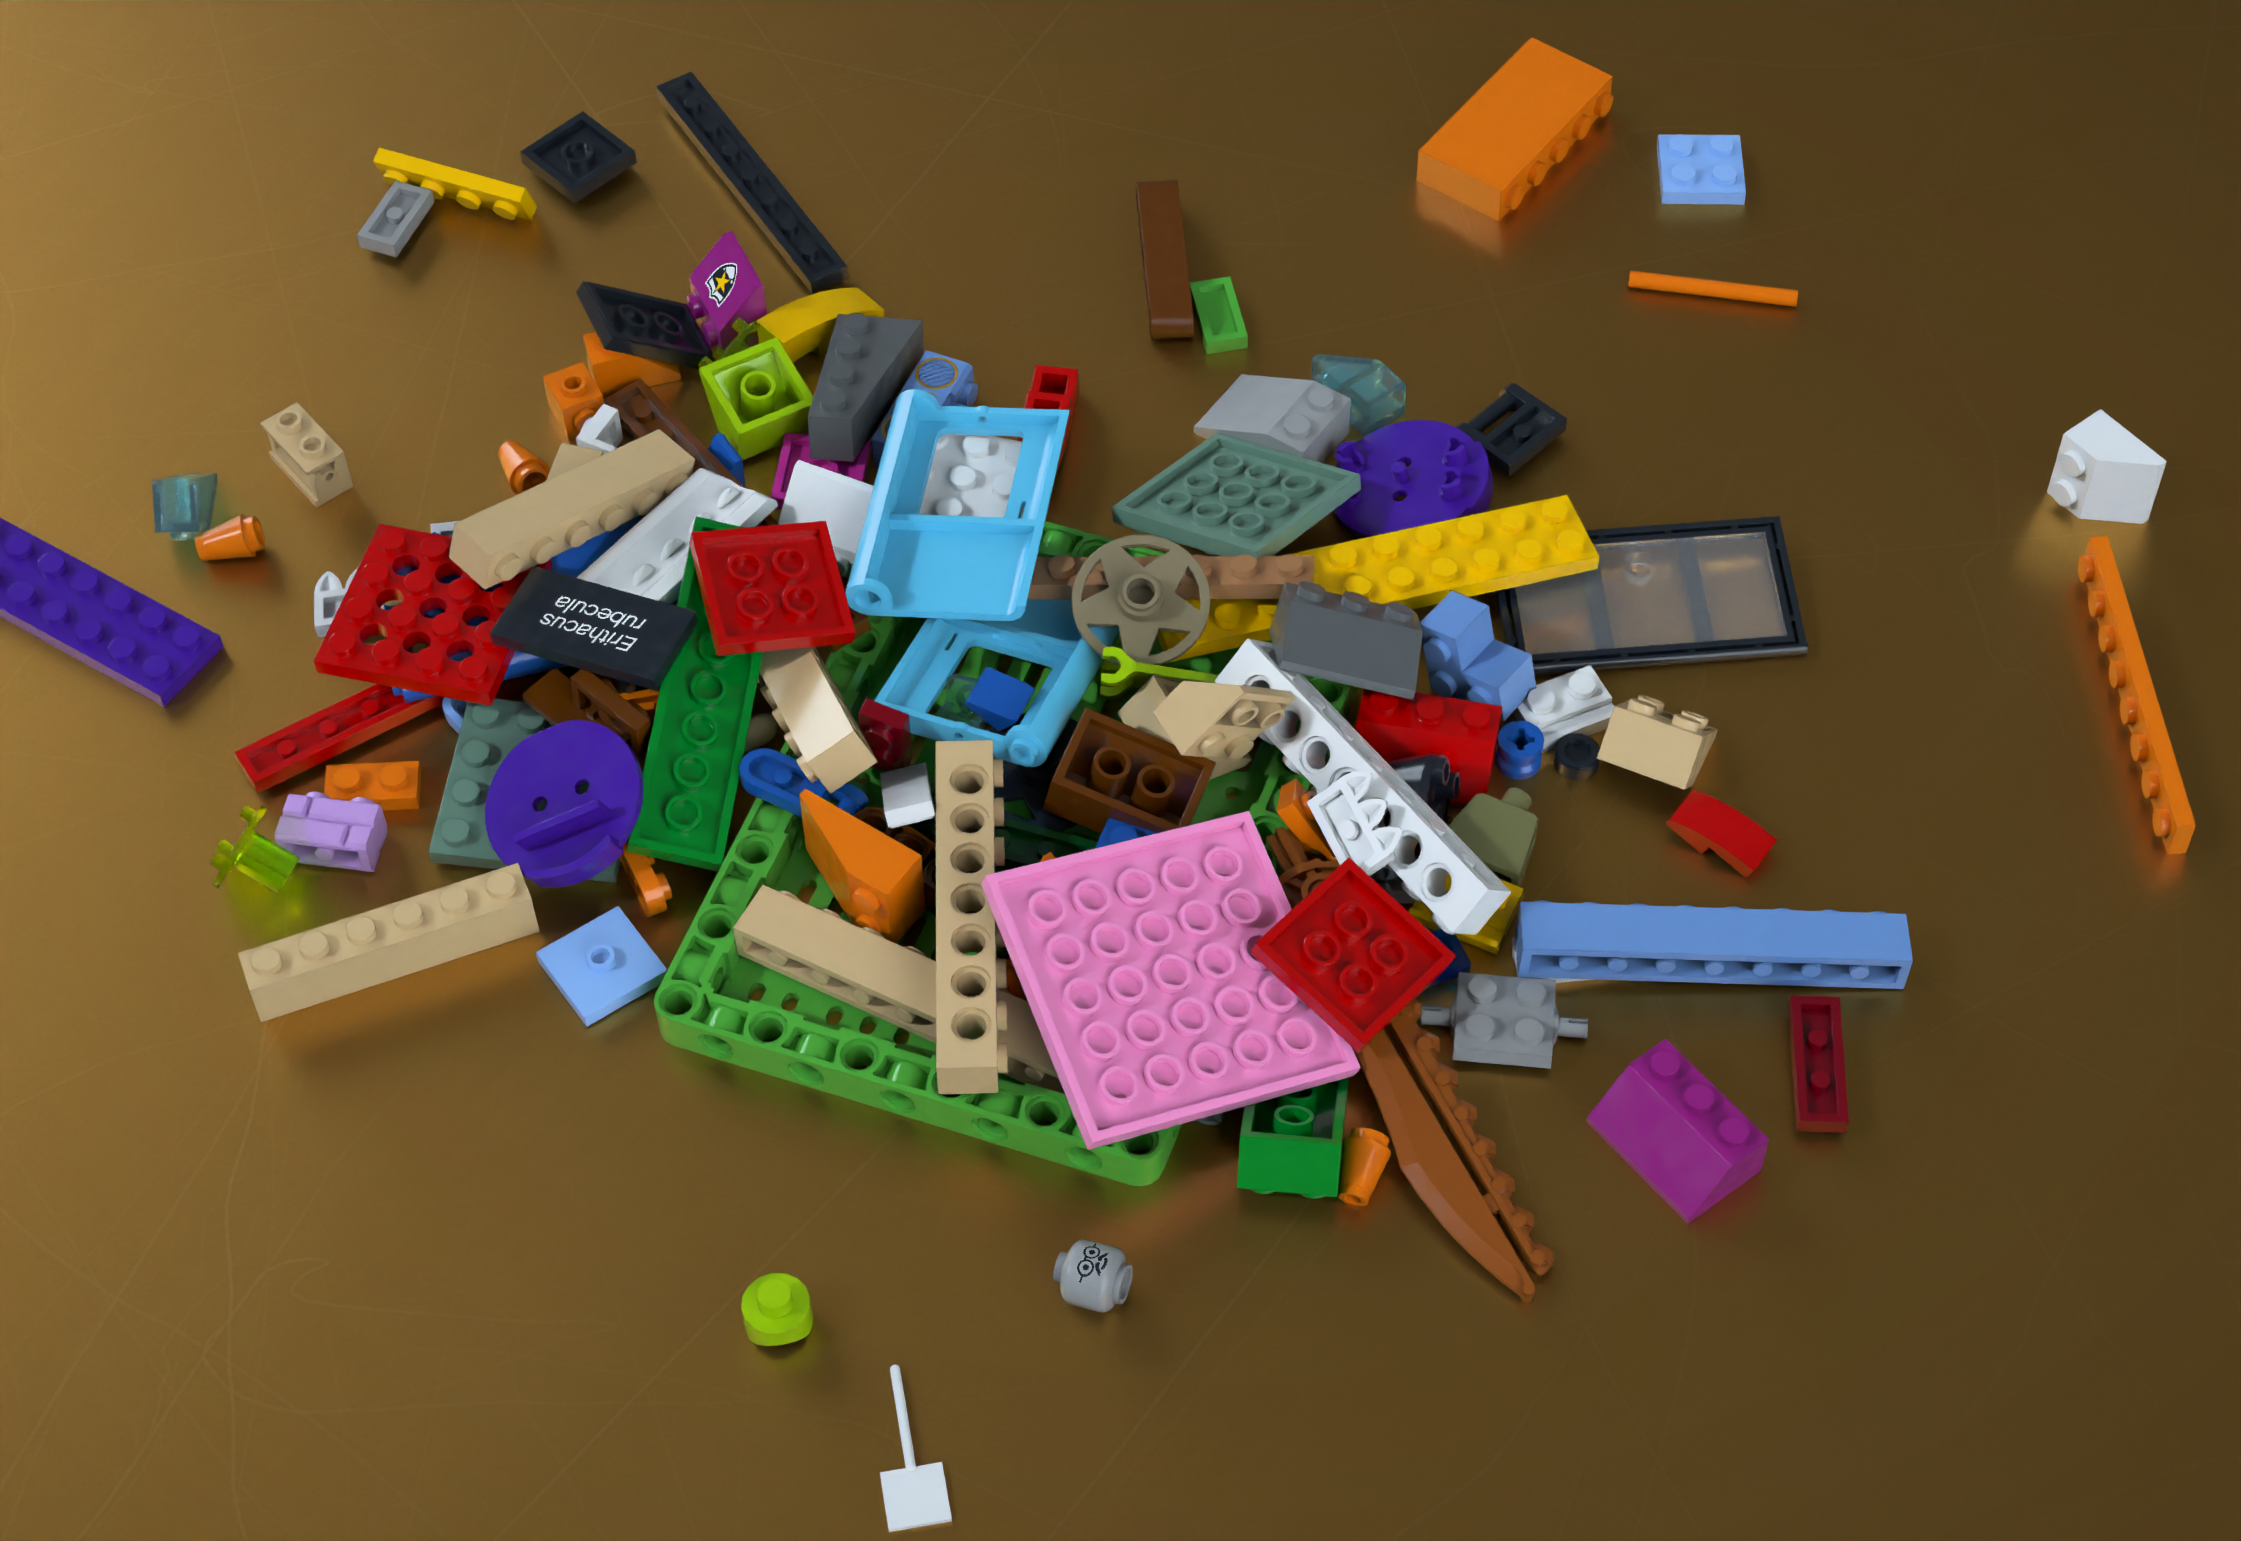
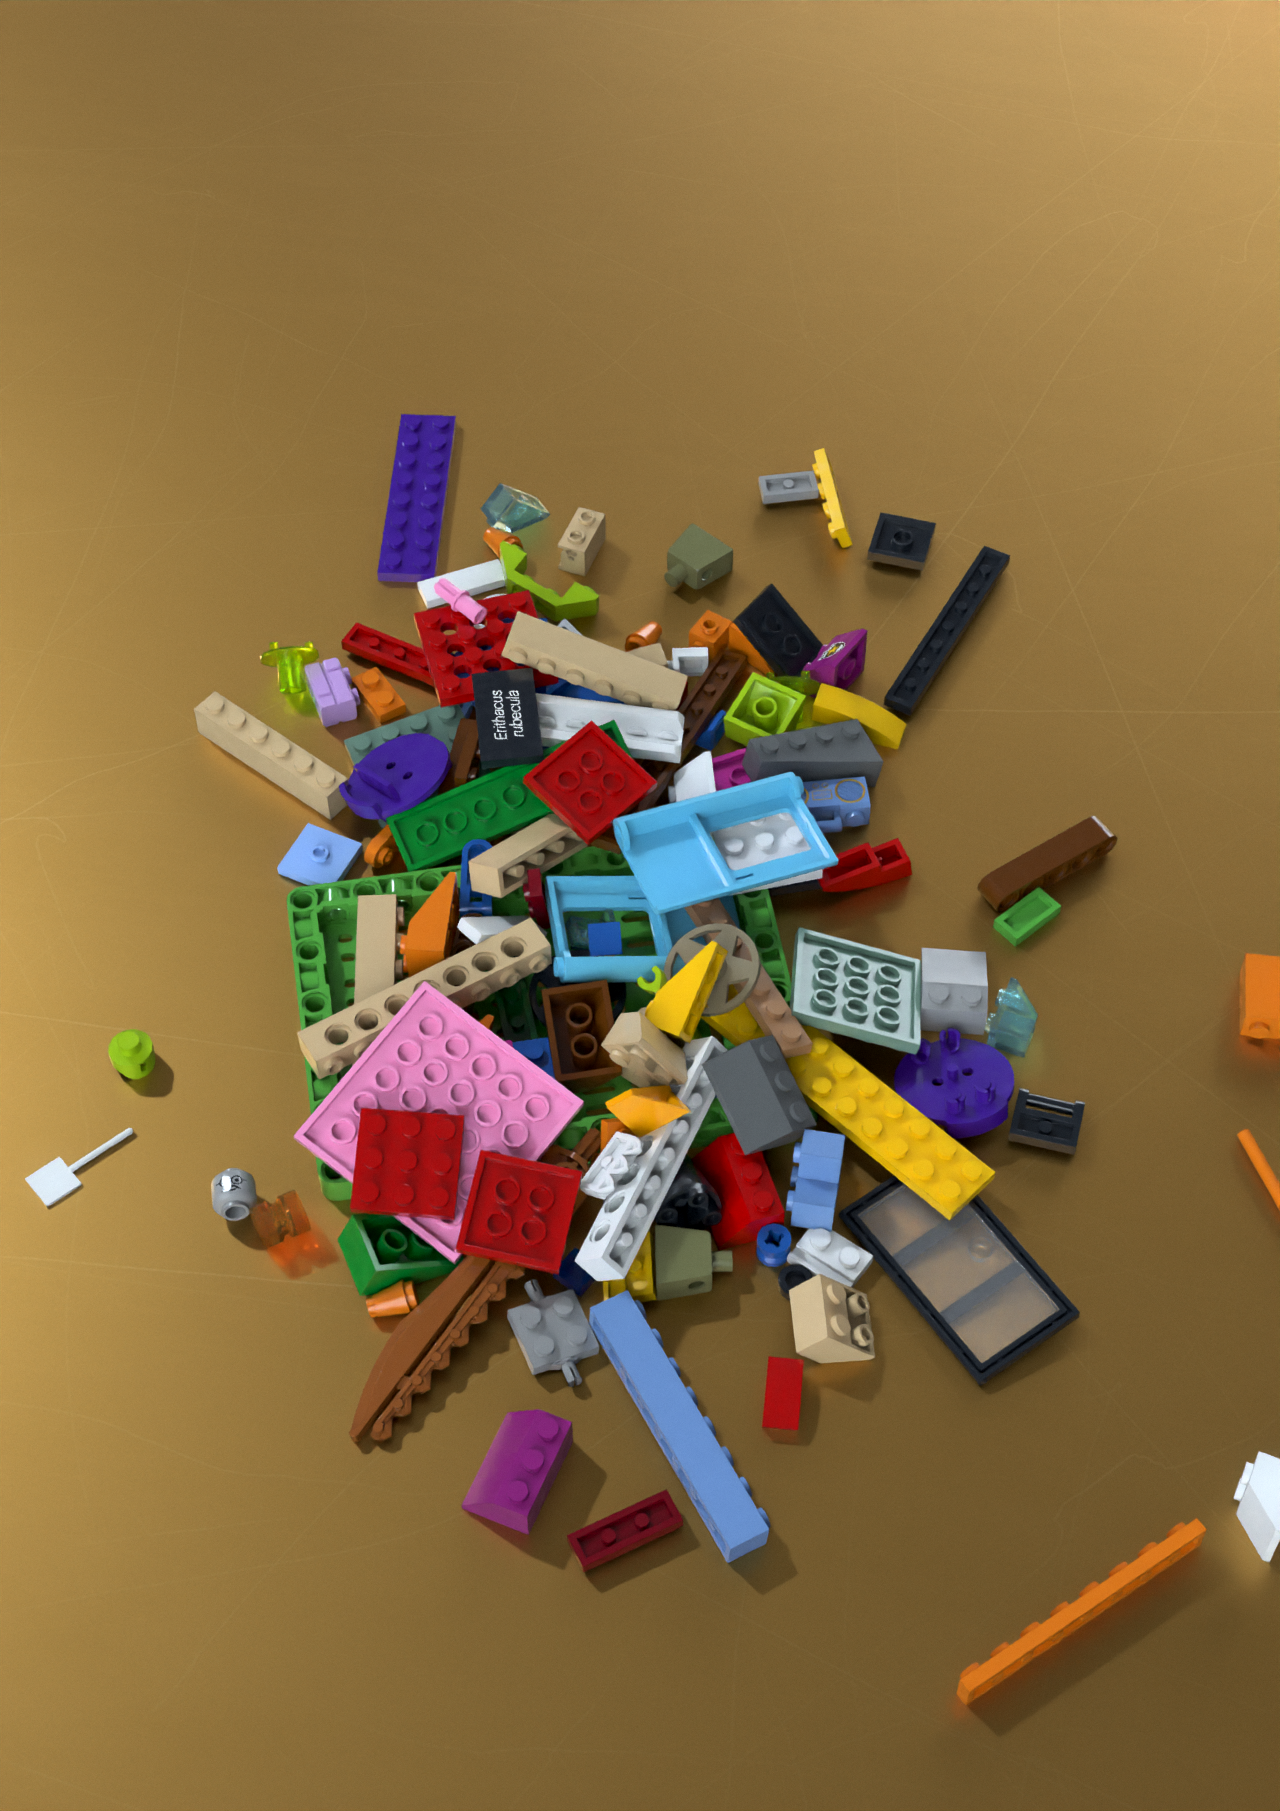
camera: 60 degrees right, 0 degrees up
(257, 614) = (472, 579): none -> white tile
(290, 540) = (576, 603): none -> lime slope
(351, 592) = (460, 600): none -> bright pink axle
(435, 355) = (697, 559): none -> olive torso
(1167, 1238) = (279, 1219): none -> clear orange wheel
(1179, 638) = (684, 997): none -> yellow slope
(1213, 1037) = (407, 1163): none -> red plate
(1306, 746) = (647, 1108): none -> light orange slope

